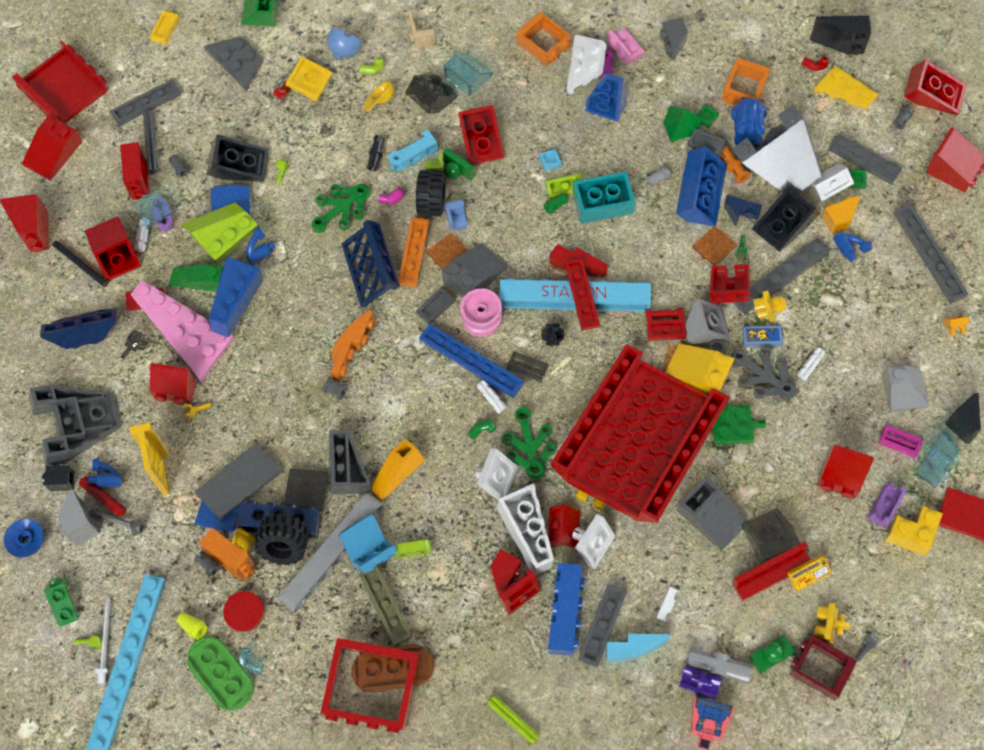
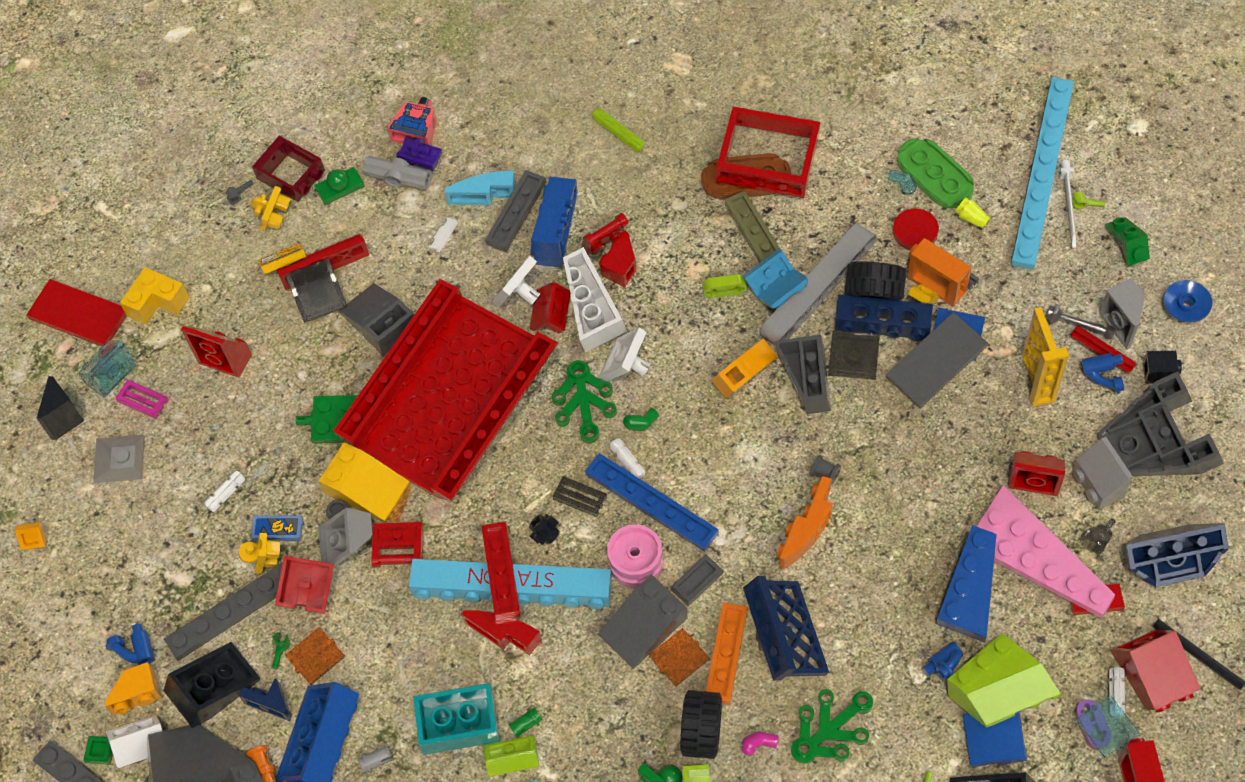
camera: 175 degrees left, 5 degrees down
(123, 382) = (1102, 474): none -> light grey slope
(194, 410) = (1007, 451): yellow hand -> none
(197, 277) = (1025, 622): green slope -> none
(456, 215) = (667, 707): medium blue panel -> none
(765, 376) = (284, 475): dark grey plant -> none
(886, 504) = (168, 329): medium lavender hinge -> none
(930, 253) = (33, 632): dark grey plate -> none

